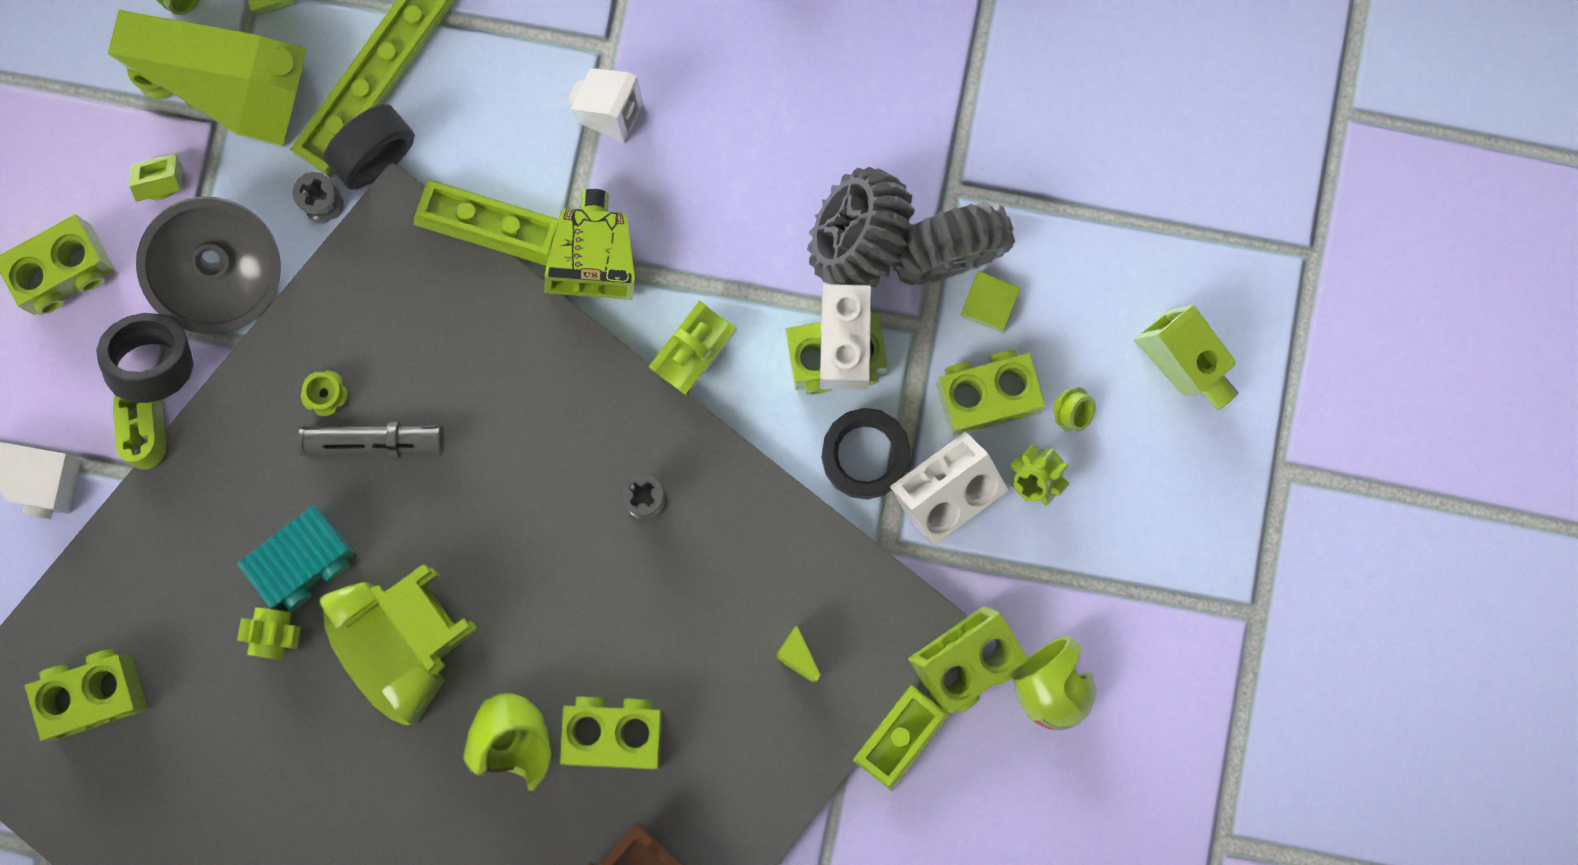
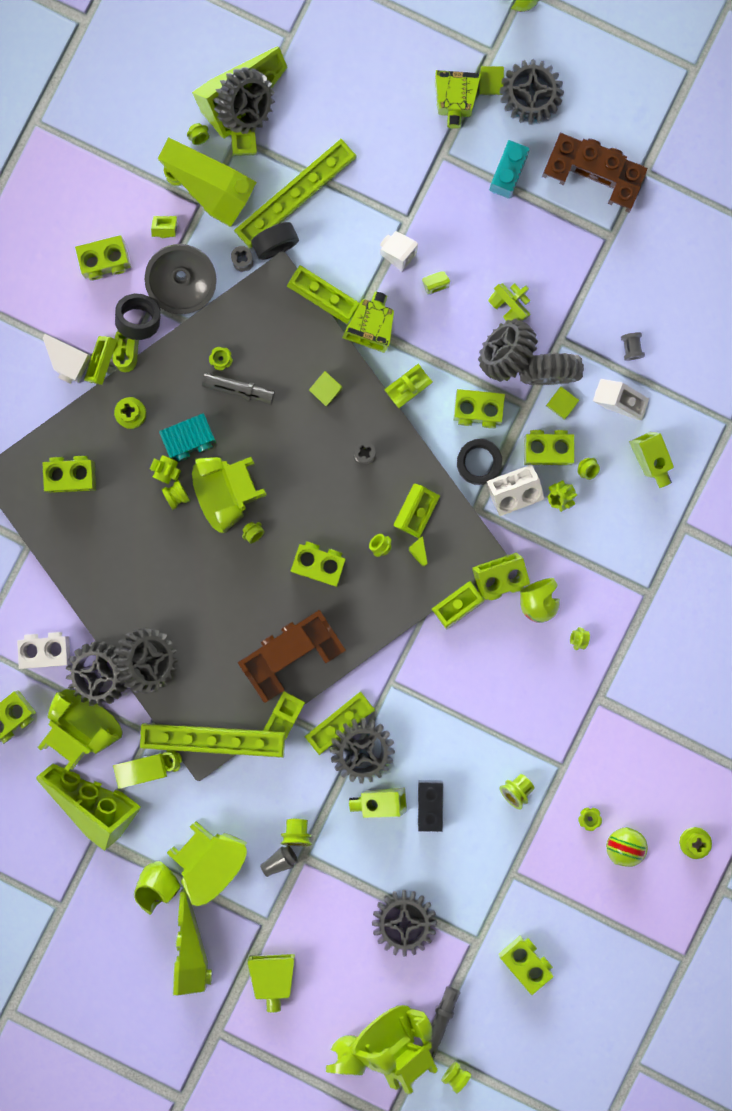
camera: 15 degrees right, 5 degrees up
(95, 458) = (100, 360): none -> lime tile
(190, 548) = (137, 418): none -> lime piece
(301, 677) = (175, 495): none -> lime wheel
(465, 705) = (252, 532): none -> lime plate
(509, 737) = (269, 552): lime piece -> none
(538, 395) = (325, 388): none -> lime slope
(693, 144) = (436, 282): none -> lime slope
(721, 664) = (380, 545): none -> lime plate
(772, 578) = (416, 510): none -> lime slope
(823, 133) = (503, 294): none -> lime hips
(845, 337) = (485, 402): white brick -> none
(1090, 162) = (632, 346): none -> dark grey bush
(1096, 264) = (621, 399): none -> white slope
(1152, 738) = (580, 638): none -> lime plate

